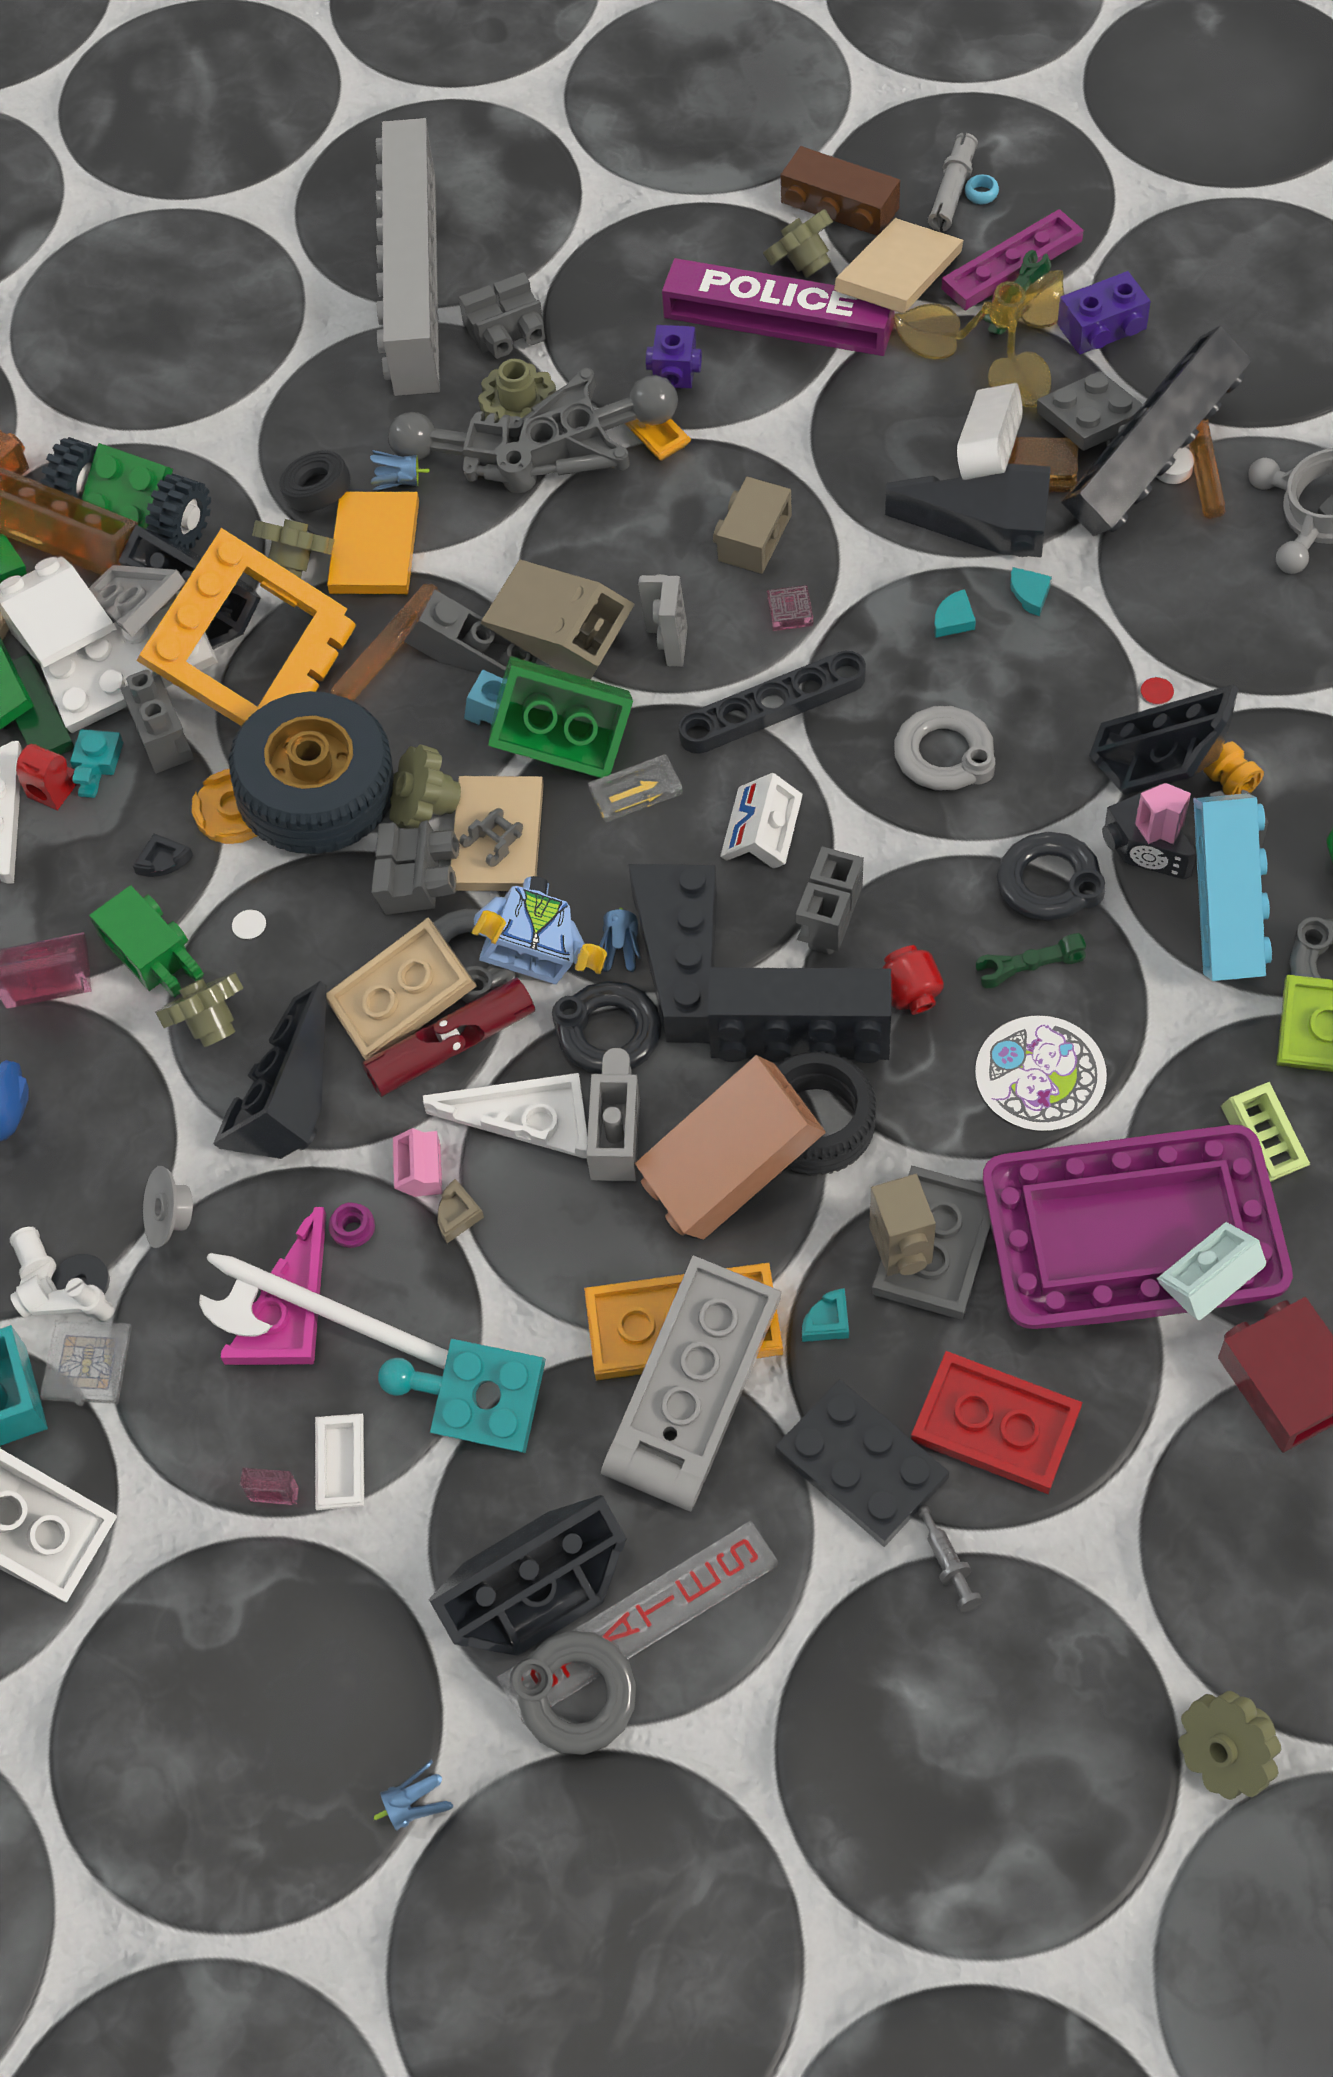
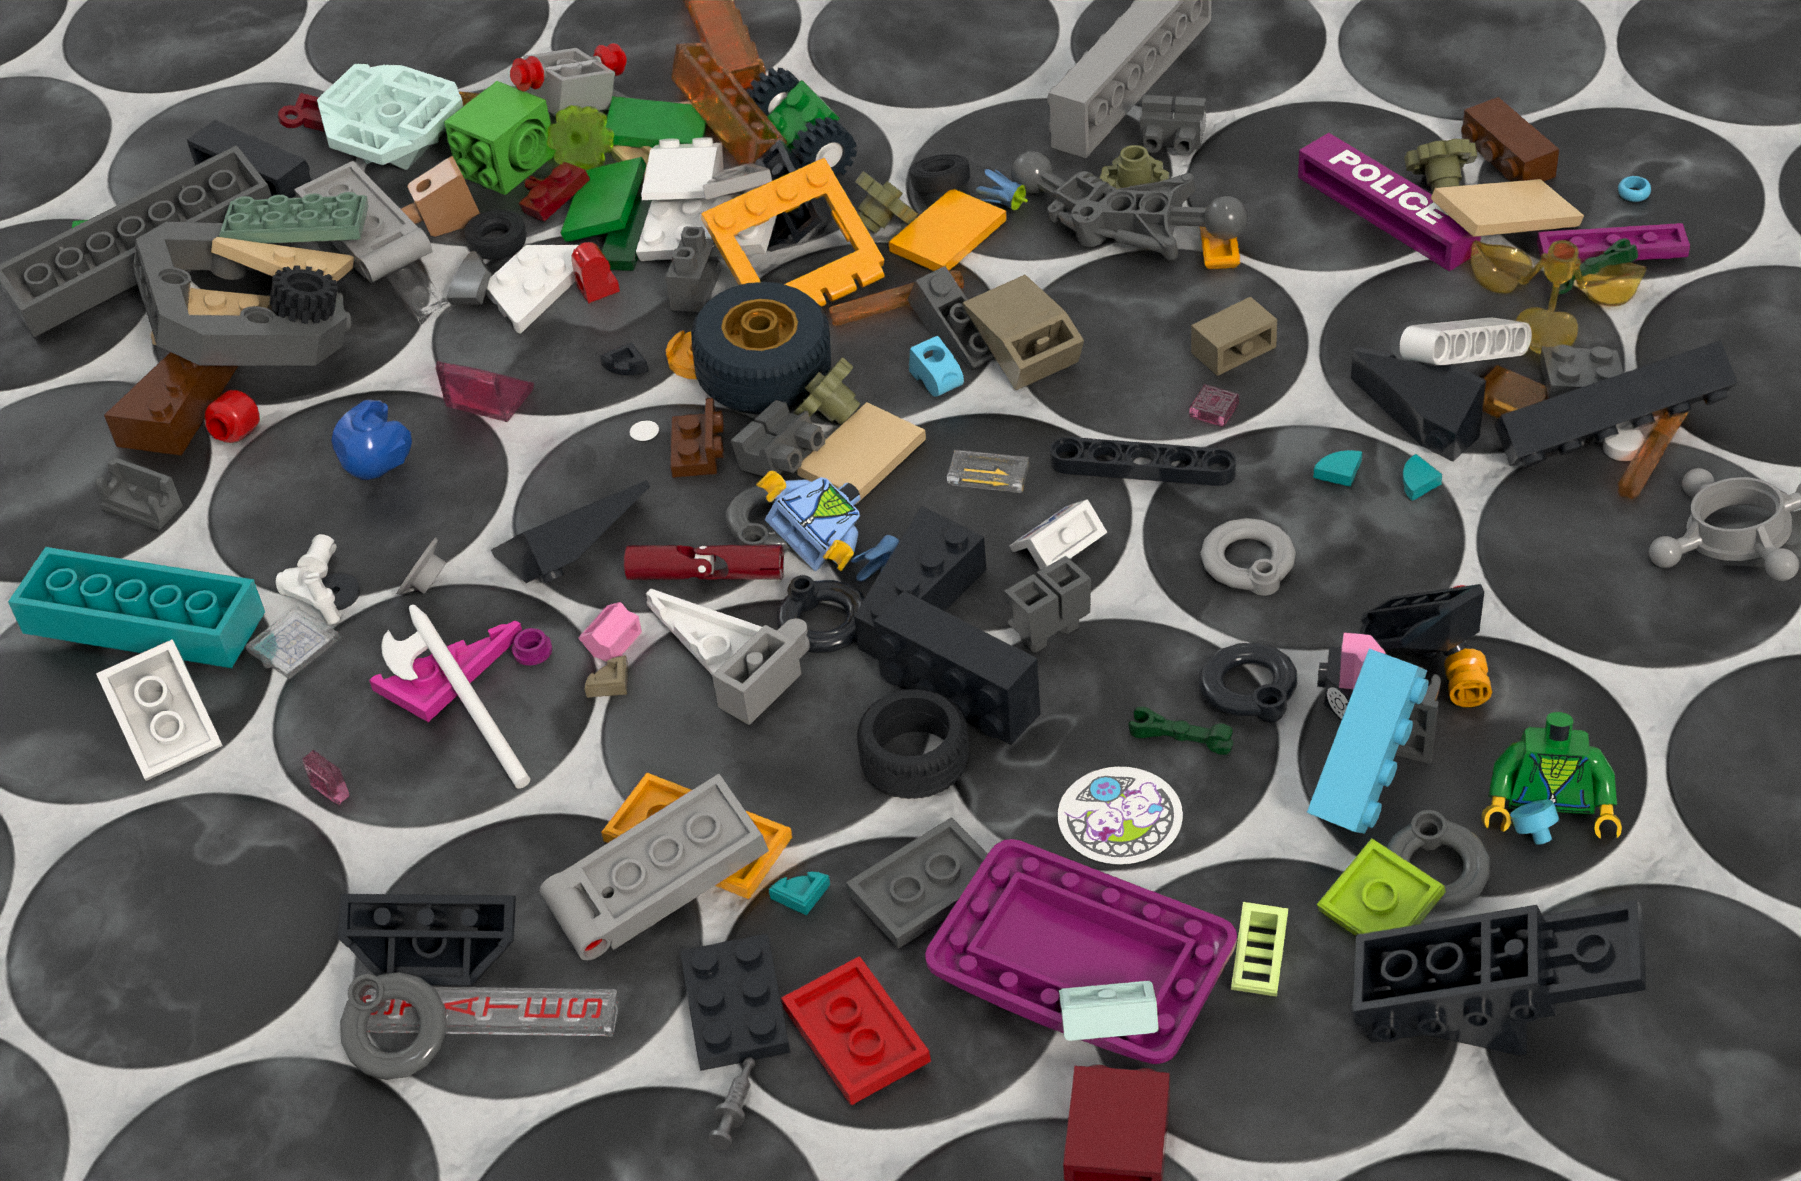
camera: 35 degrees right, 15 degrees down
(92, 756) = (639, 279): teal plate -> none
(144, 941) = (562, 401): green hinge -> none
(203, 1009) = (557, 459): olive plant -> none
(322, 909) = (696, 442): none -> reddish brown bracket
(339, 1461) = (386, 791): white tile -> none
(398, 1800) = (224, 1027): flat silver piece -> none
(400, 990) = (700, 513): tan tile -> none
(456, 1408) = (513, 777): teal plate -> none
(481, 829) = (849, 441): dark grey piece -> none
(559, 718) = (964, 391): green slope -> none
(665, 614) = (1104, 362): light grey bracket -> none
(674, 355) = (1272, 198): dark purple brick -> none
(728, 1148) = (819, 724): nougat brick -> none
(902, 1225) = (889, 838): dark tan brick -> none
(913, 979) = (1070, 693): red head -> none
(956, 171) = (1621, 166): light grey pin -> none
(1103, 312) = (1656, 310): dark purple brick -> none

